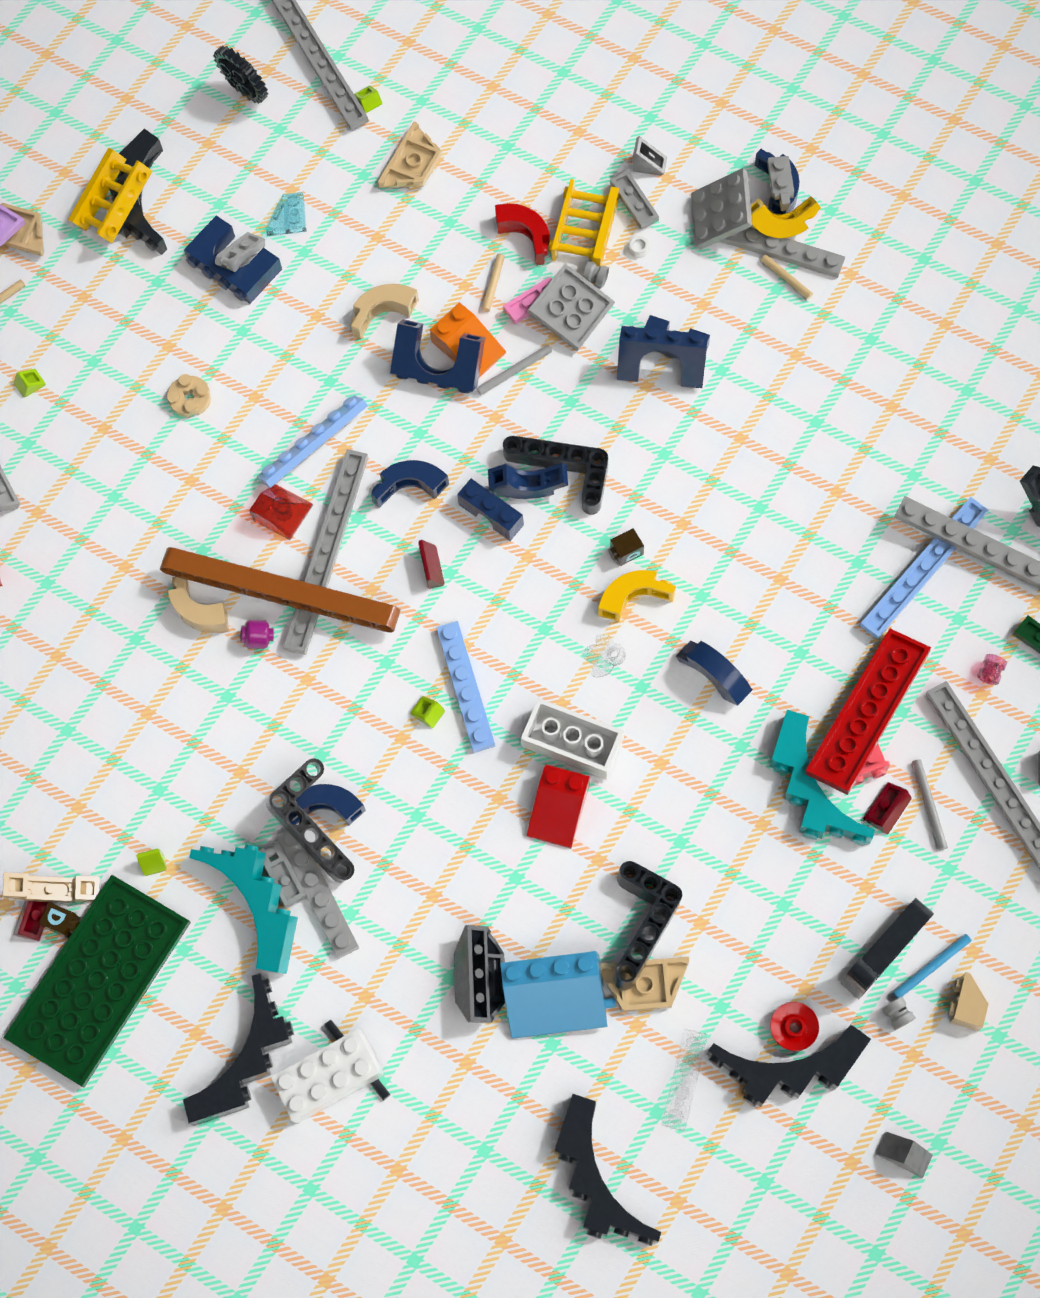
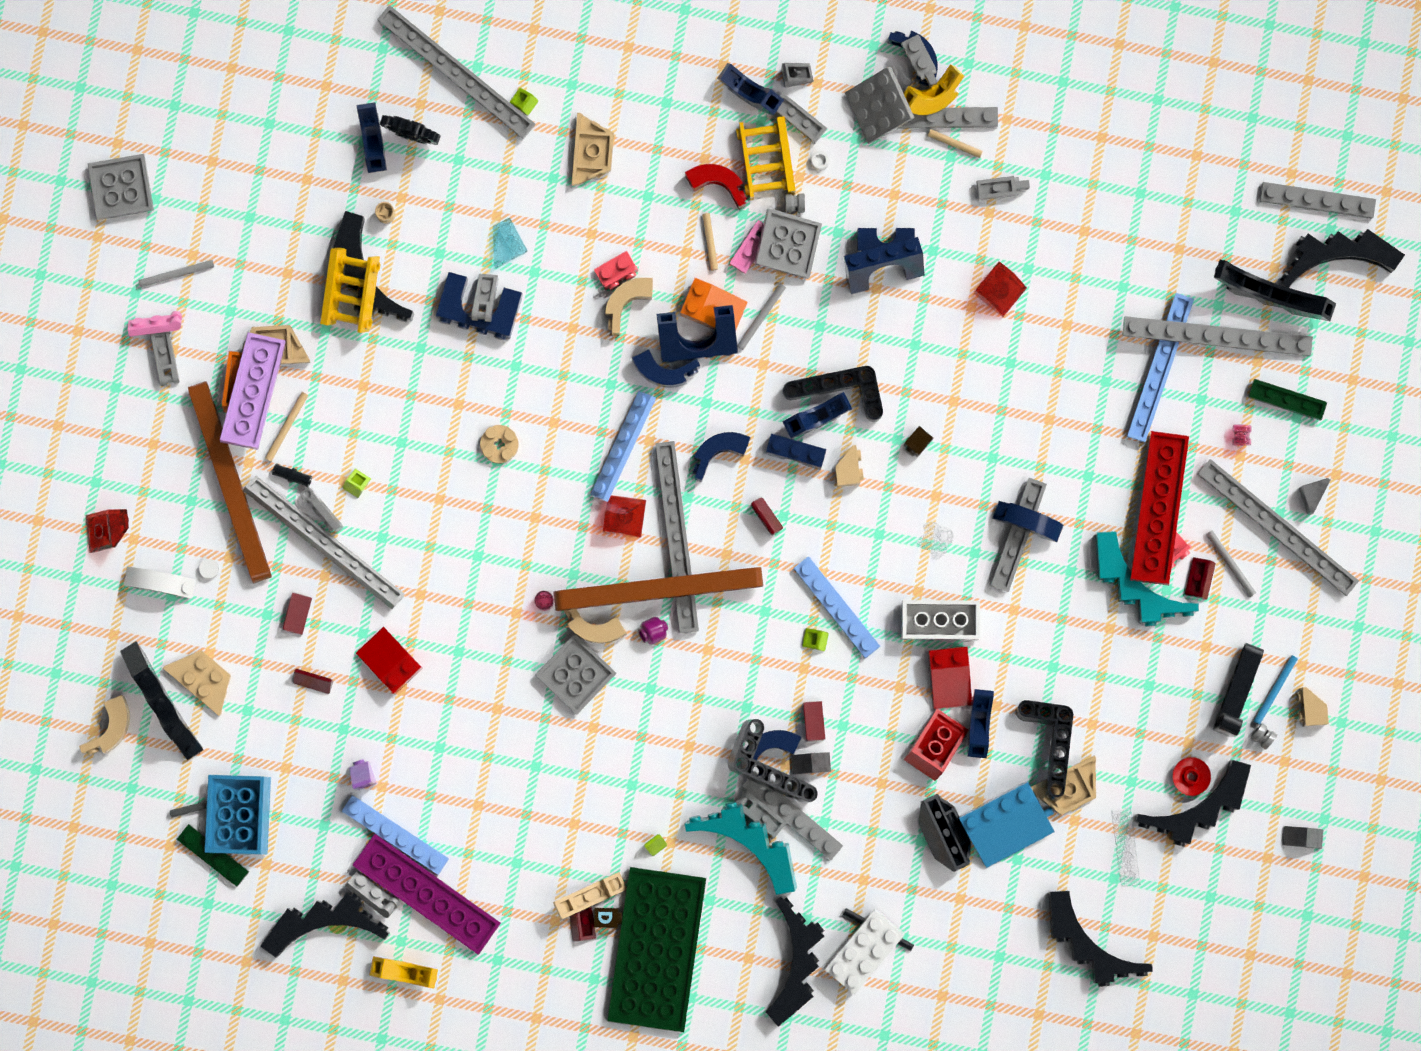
camera: 30 degrees left, 15 degrees up
(153, 558) = (544, 597): none -> clear pink wheel
(154, 649) = (575, 674): none -> light grey plate
(183, 147) = (382, 211): none -> tan wheel
(206, 76) = (372, 137): none -> dark blue arch
(364, 841) = (811, 763): none -> flat silver slope
(385, 274) = (616, 270): none -> coral bracket
(386, 796) = (814, 721): none -> dark red slope
(389, 391) = (660, 376): none -> dark blue arch
(510, 874) = (936, 745): none -> red slope
(538, 547) = (848, 470): none -> tan slope
(571, 868) = (980, 723): none -> dark blue arch
(592, 157) = (749, 91): none -> dark blue arch
(630, 586) = (927, 485): yellow arch -> none
(693, 688) = (1017, 538): none -> light grey plate
(778, 427) = (1000, 289): none -> clear red slope
(818, 332) = (1000, 187): none -> light grey hinge

